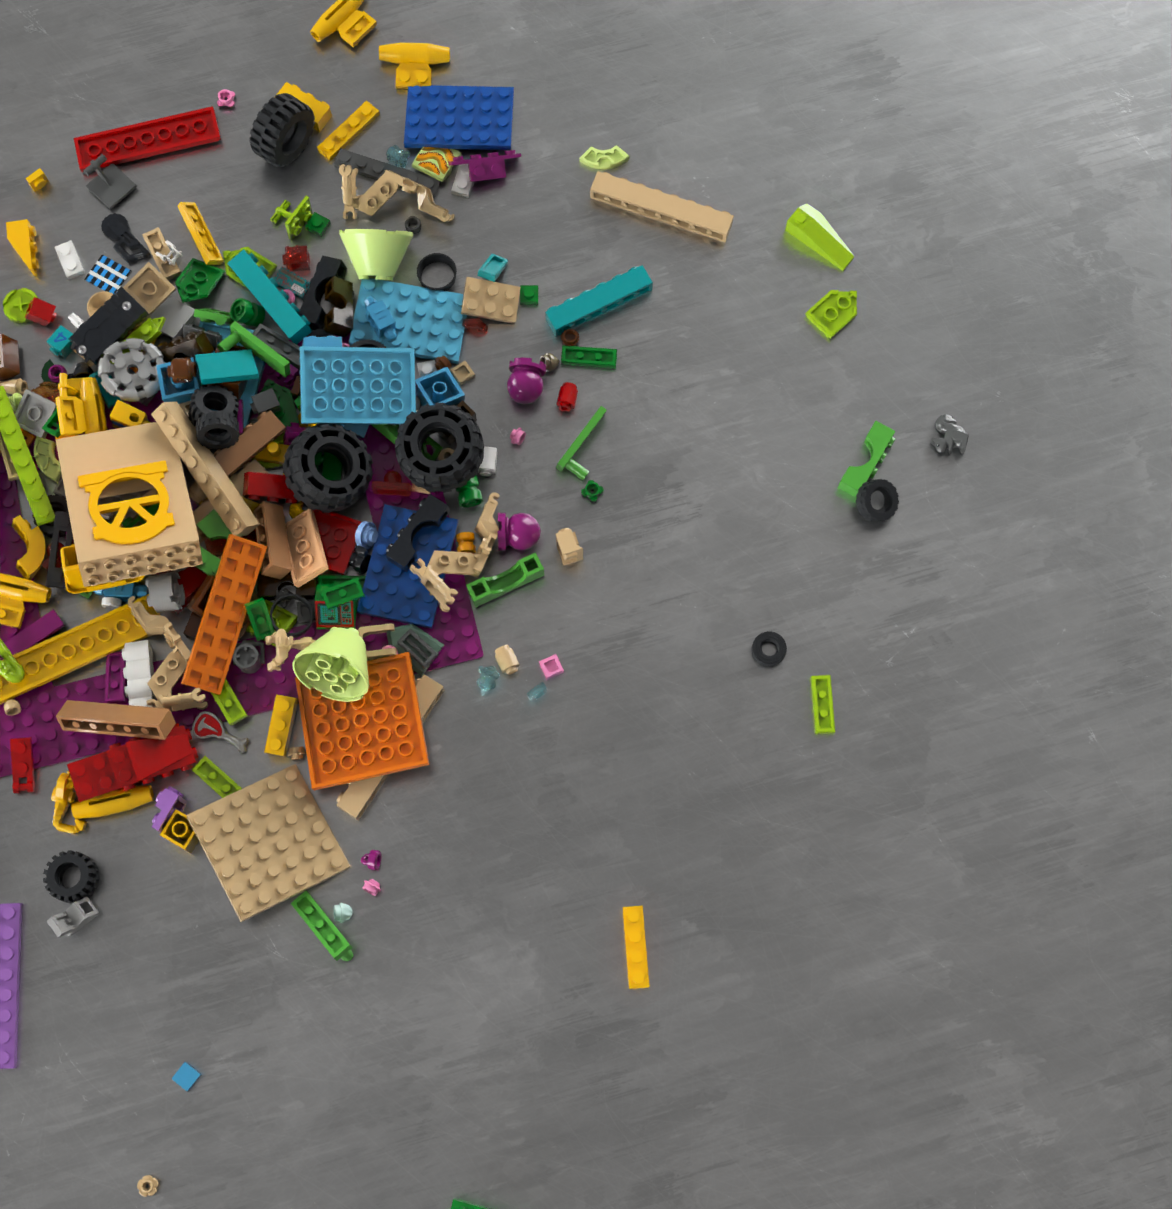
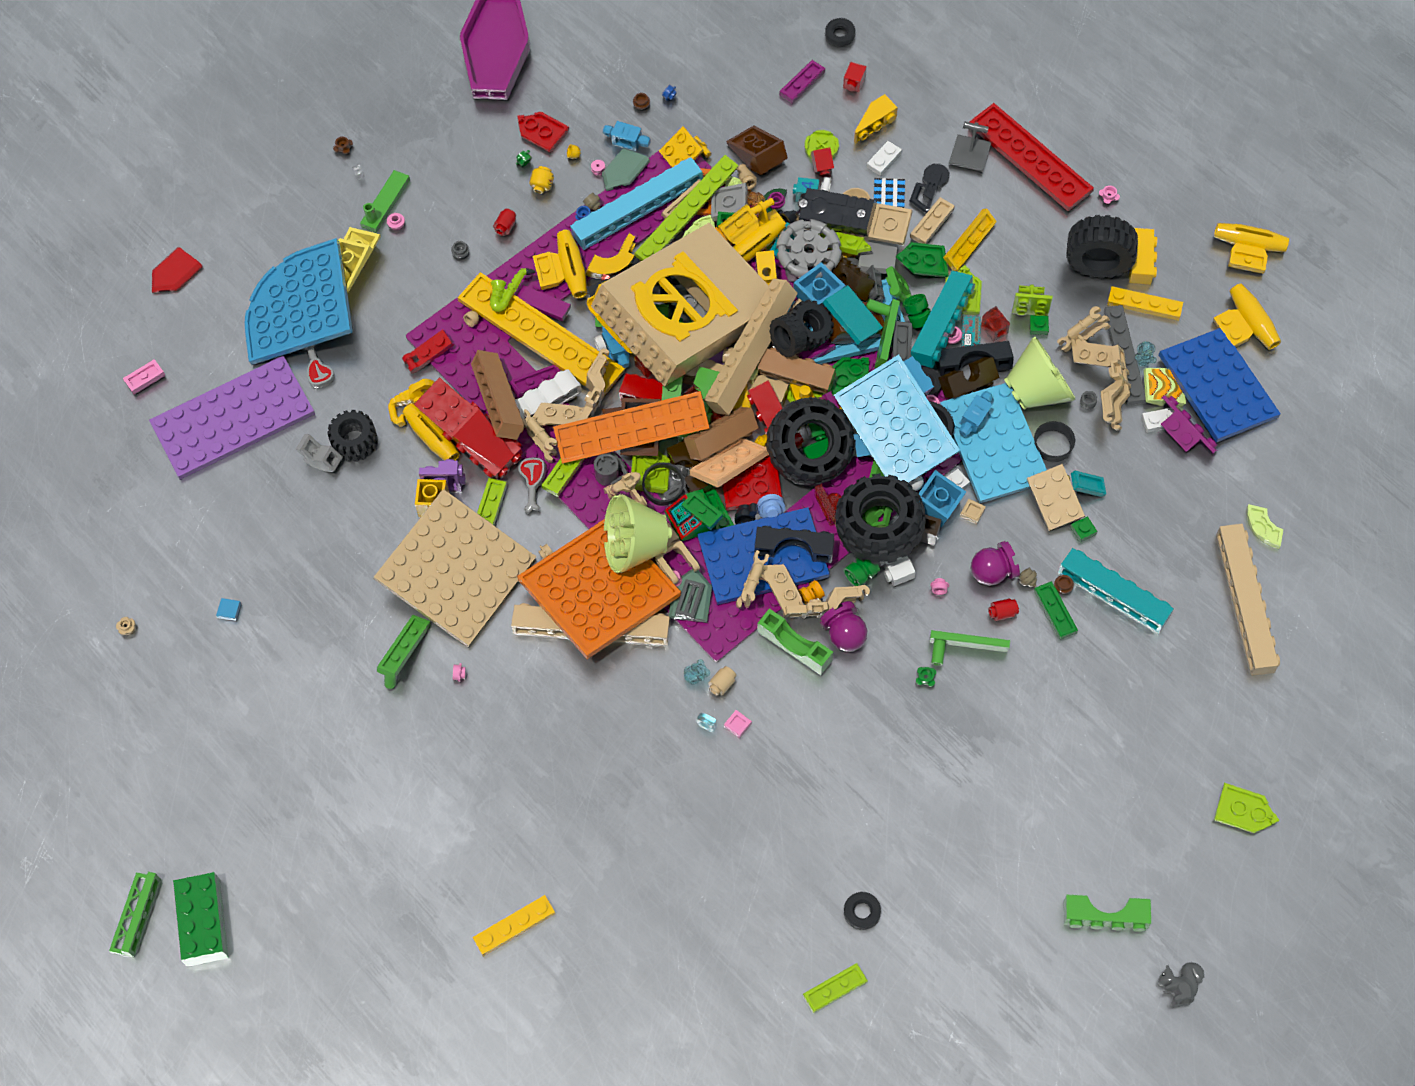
camera: 65 degrees right, 10 degrees down
(37, 180) = (939, 97): yellow plate -> none
(165, 592) = (627, 374): light grey brick -> none
(166, 258) = (928, 224): white piece -> none
(182, 370) = (826, 282): reddish brown head -> none
(259, 618) = (644, 457): green plate -> none
(265, 402) = (843, 364): dark grey brick -> none
(281, 725) = (561, 526): yellow brick -> none
(342, 912) = (424, 659): light aqua plate -> none
(374, 859) = (482, 661): magenta tile -> none
(442, 362) = (969, 488): reddish brown plate -> none
(475, 323) = (1026, 497): clear red tile -> none
(568, 546) = (857, 678): tan window -> none
(816, 233) = (1316, 754): lime wedge -> none
(890, 500) = (1069, 956): black tyre -> none

